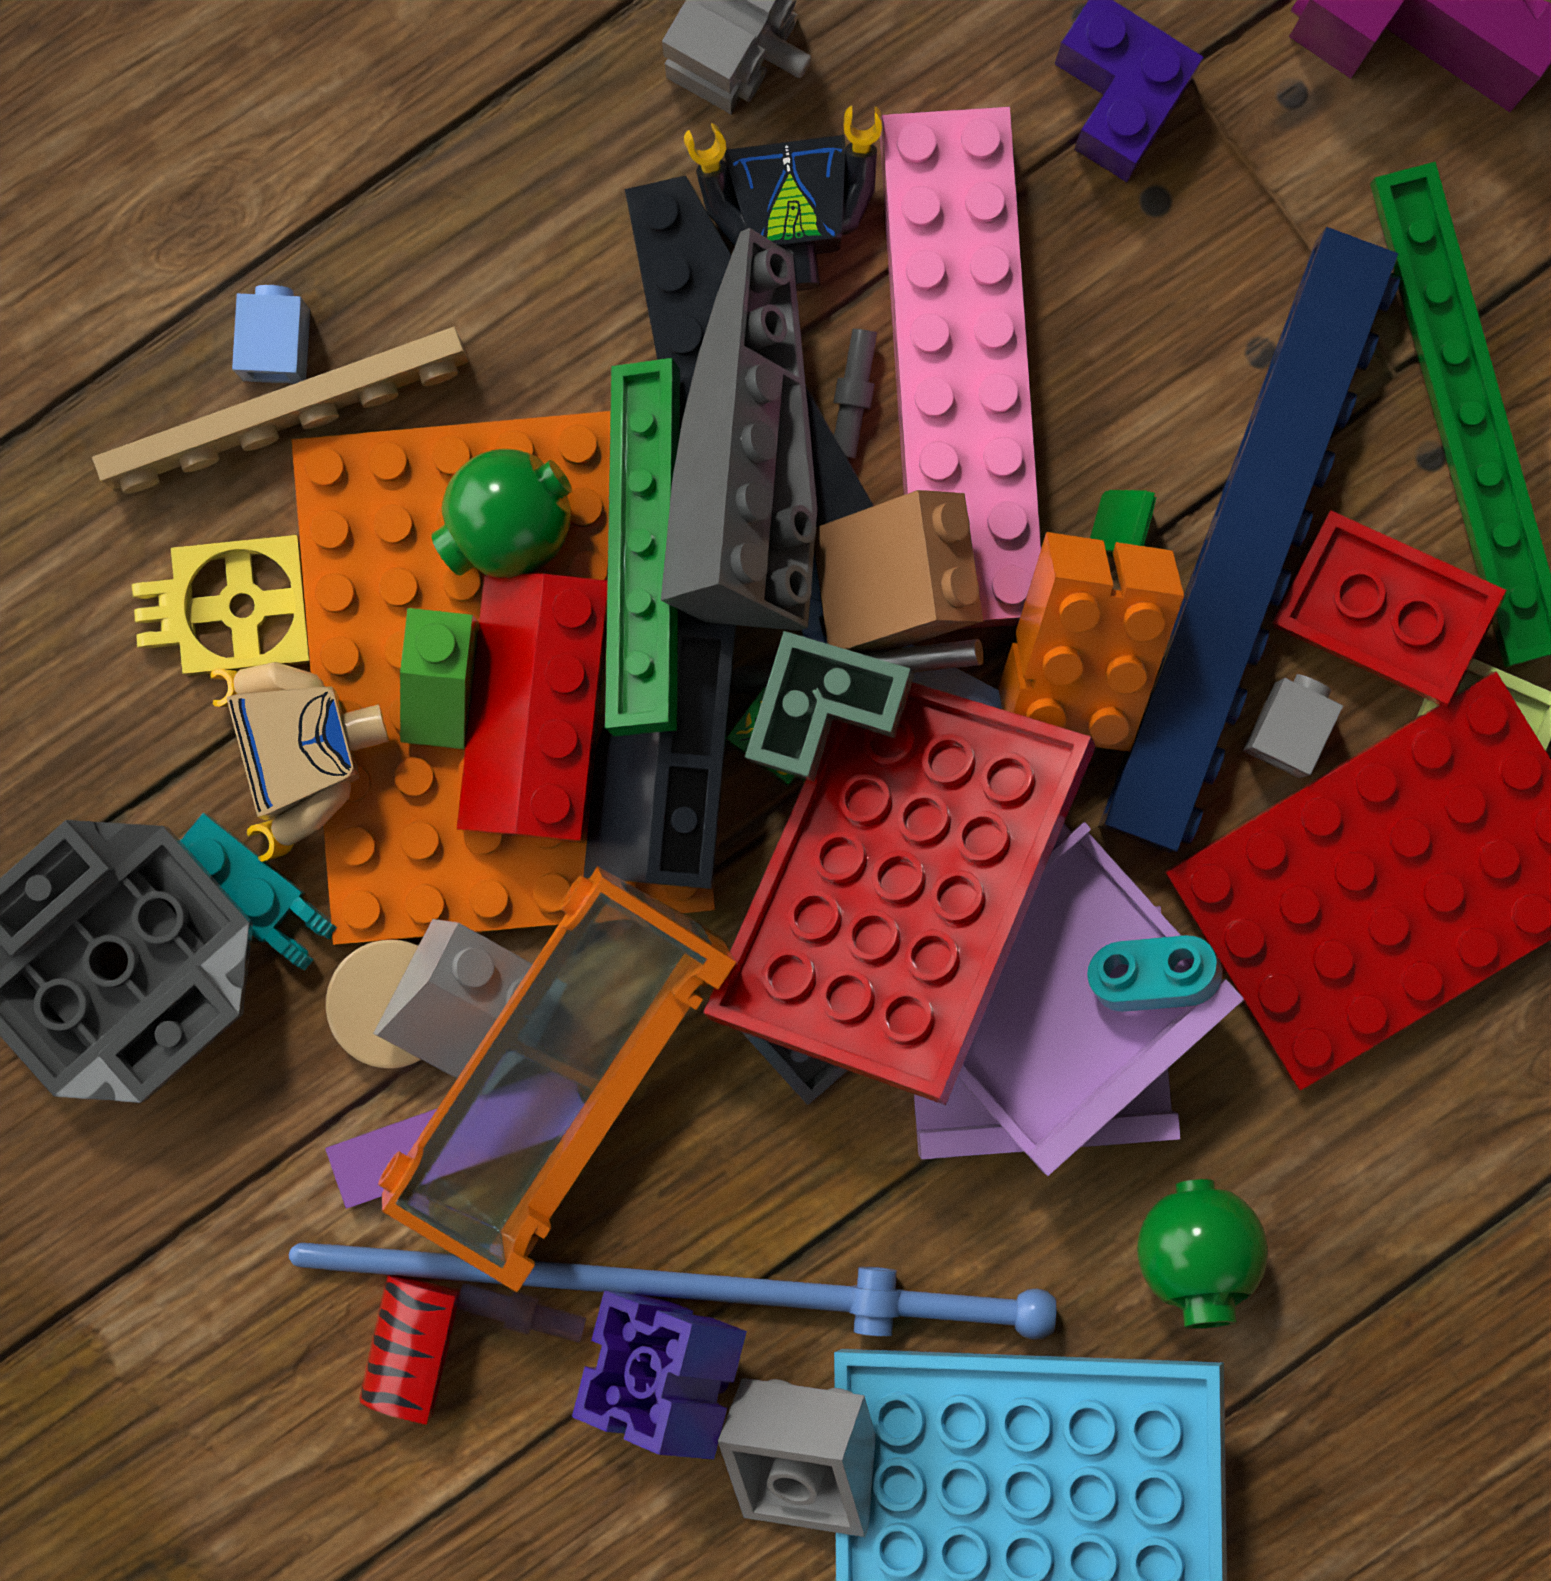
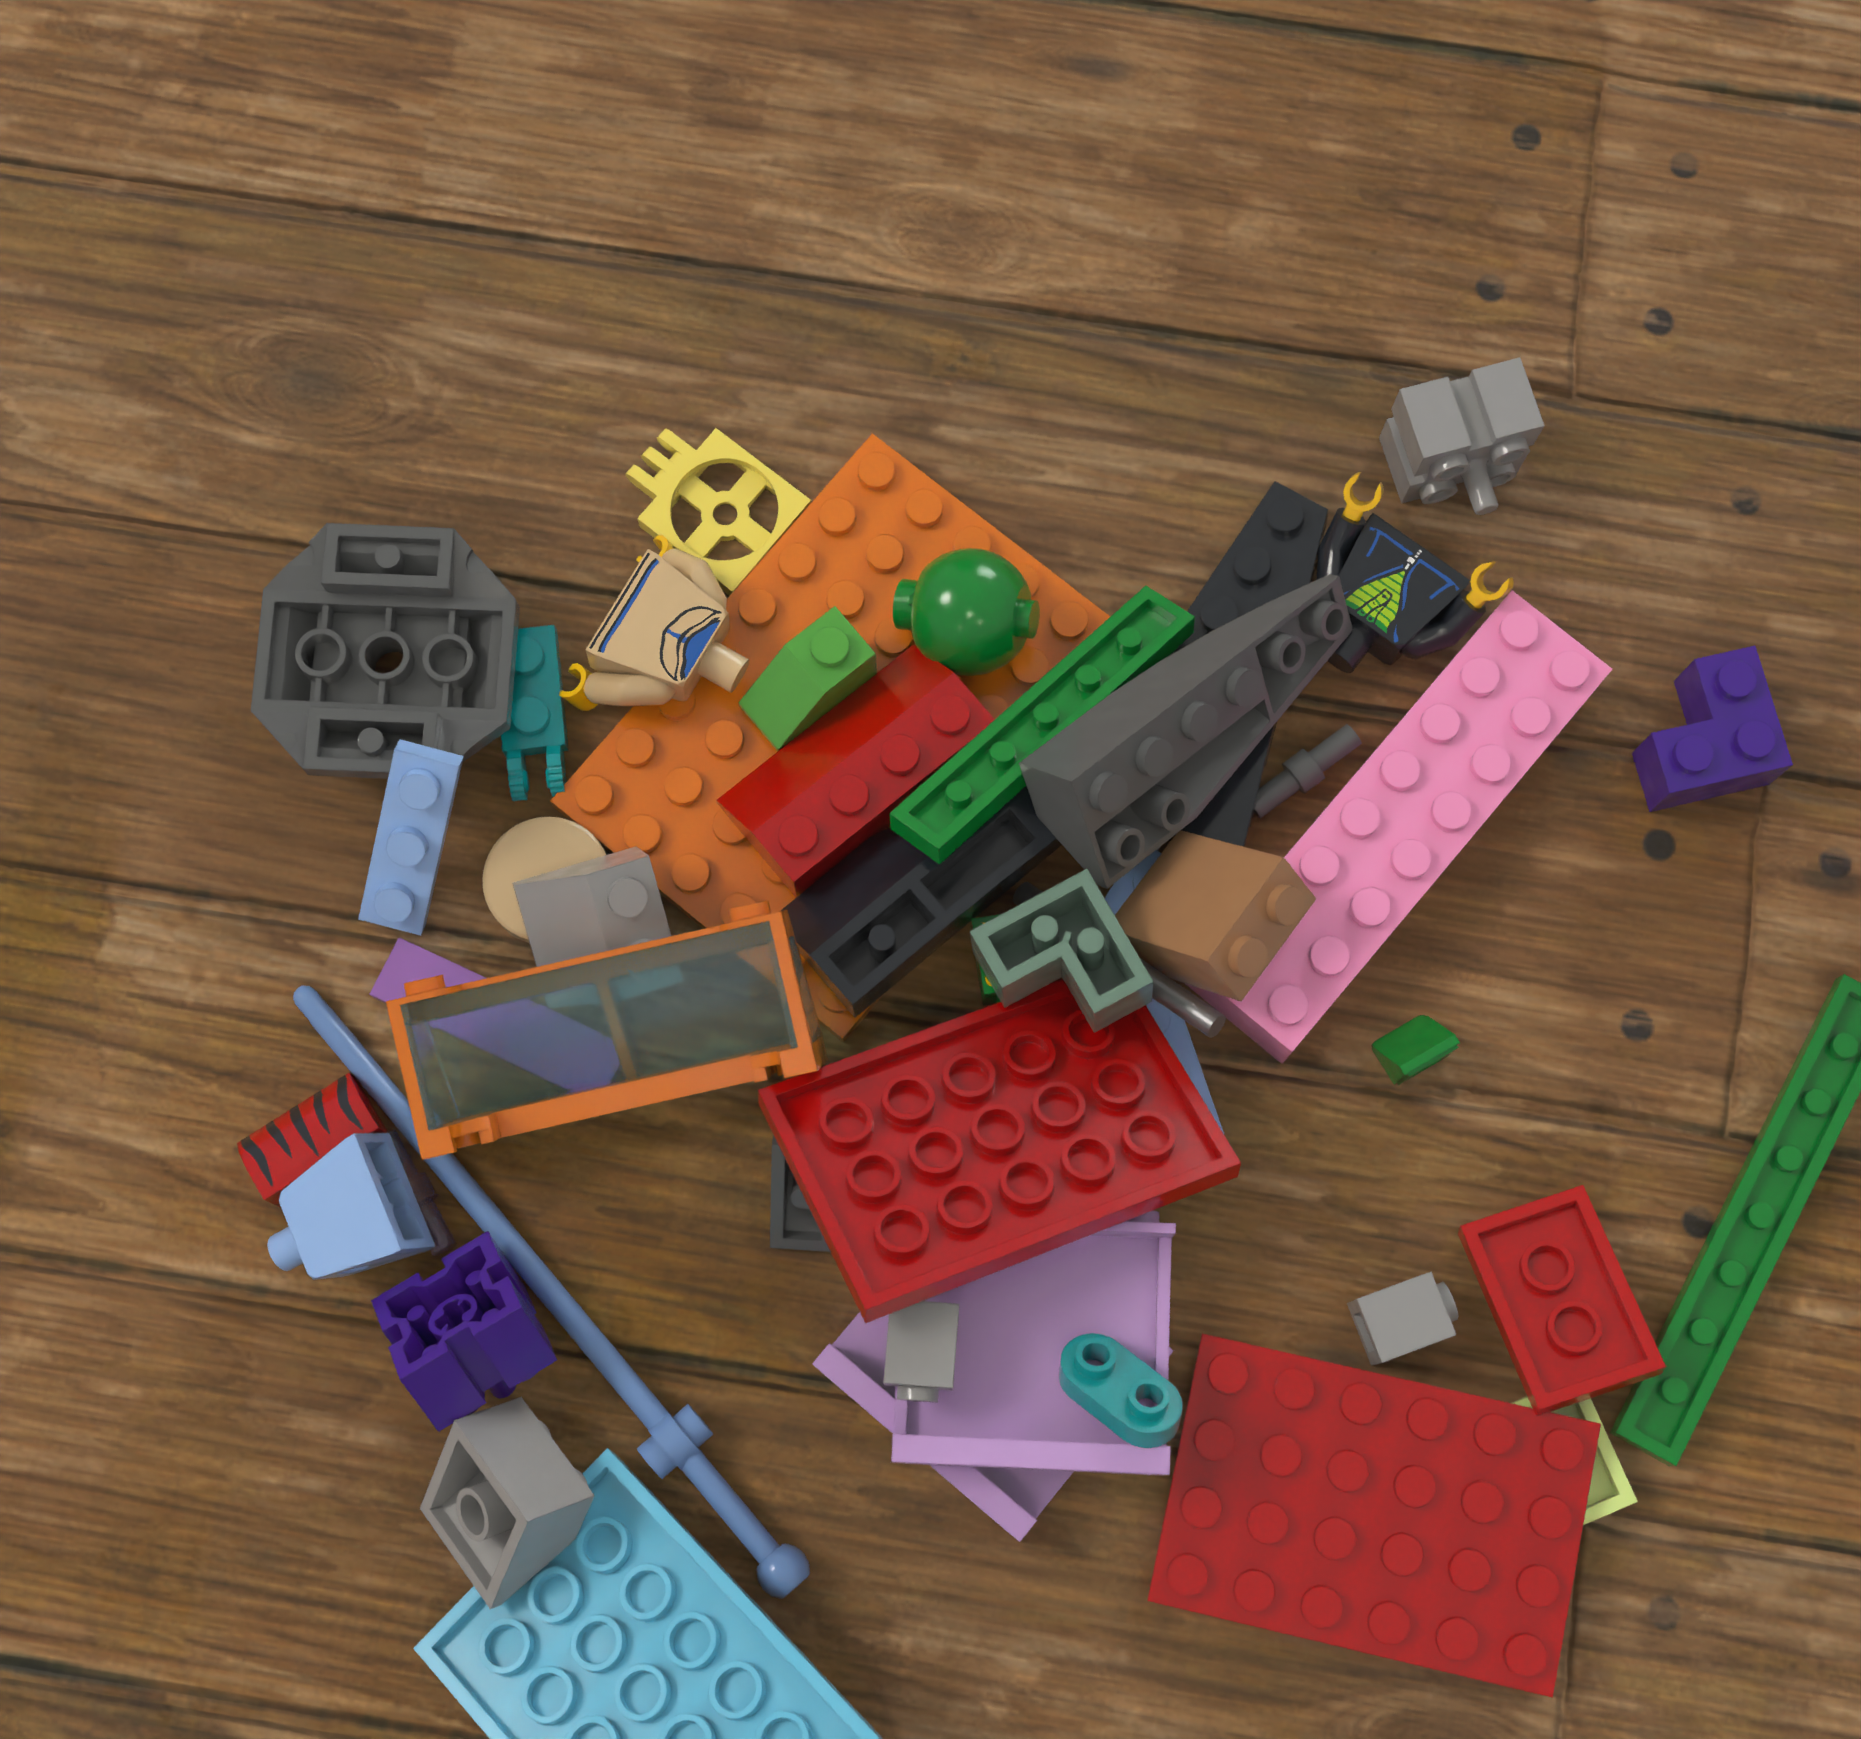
camera: 45 degrees right, 10 degrees down
(258, 420) = (906, 416): tan plate -> none
(265, 1072) = (410, 837): none -> light blue plate
(271, 336) = (927, 352): light blue brick -> none
(494, 1372) = (350, 1212): none -> light blue torso
(997, 1081) = (921, 1350): none -> light grey brick
(1092, 645) = (1309, 1101): orange piece -> none
(1202, 1252) = (953, 1647): green brick -> none
(1249, 540) = (1495, 1149): dark blue brick -> none

